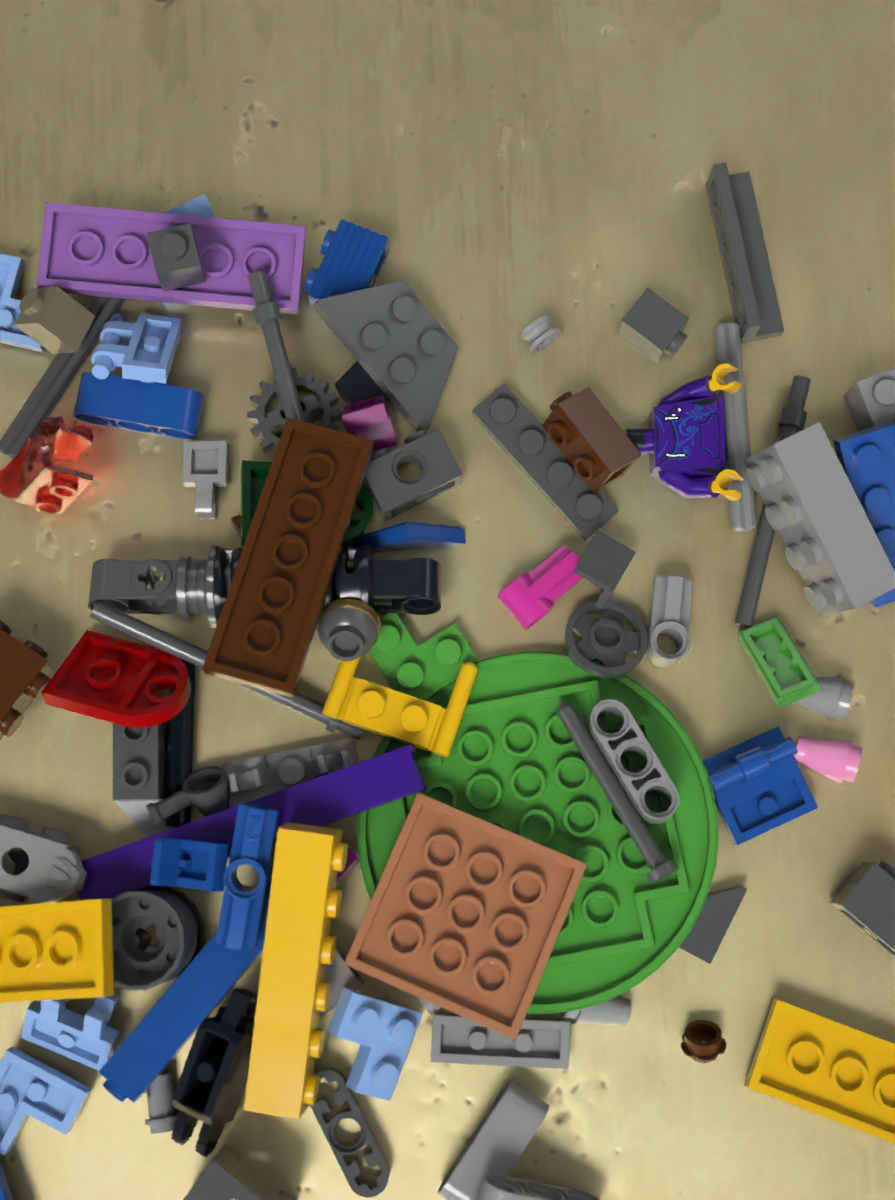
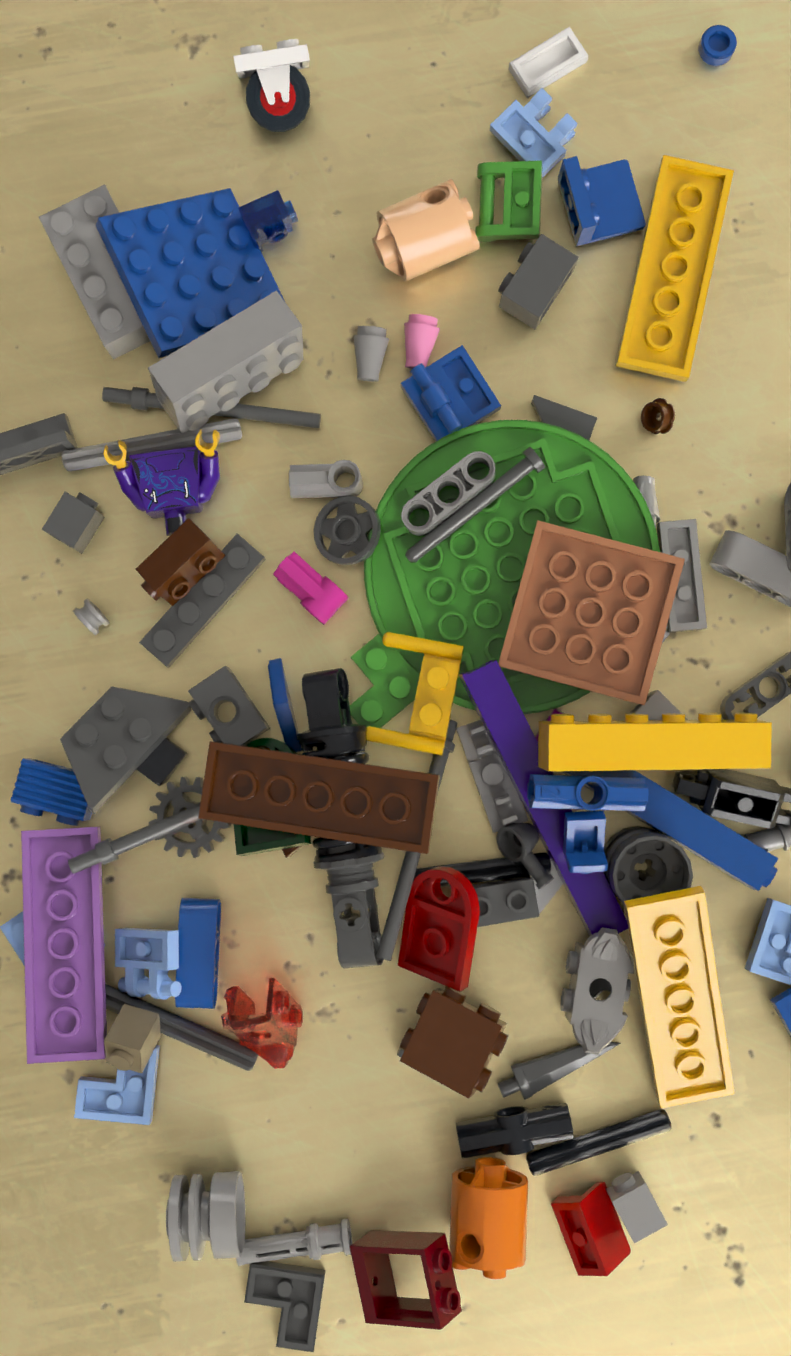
camera: 100 degrees left, 5 degrees up
(71, 1034) = (728, 919): light blue plate -> none
(176, 257) = (65, 937): dark grey brick -> none
(205, 468) = (246, 886): light grey plate -> none
(348, 628) = (372, 740): dark grey piece -> none
(370, 421) = (188, 751): magenta panel -> none
(385, 1038) = (692, 668): light blue plate -> none
(604, 564) = (287, 538): dark grey panel -> none
(778, 662) = (348, 388): bright green plate -> none

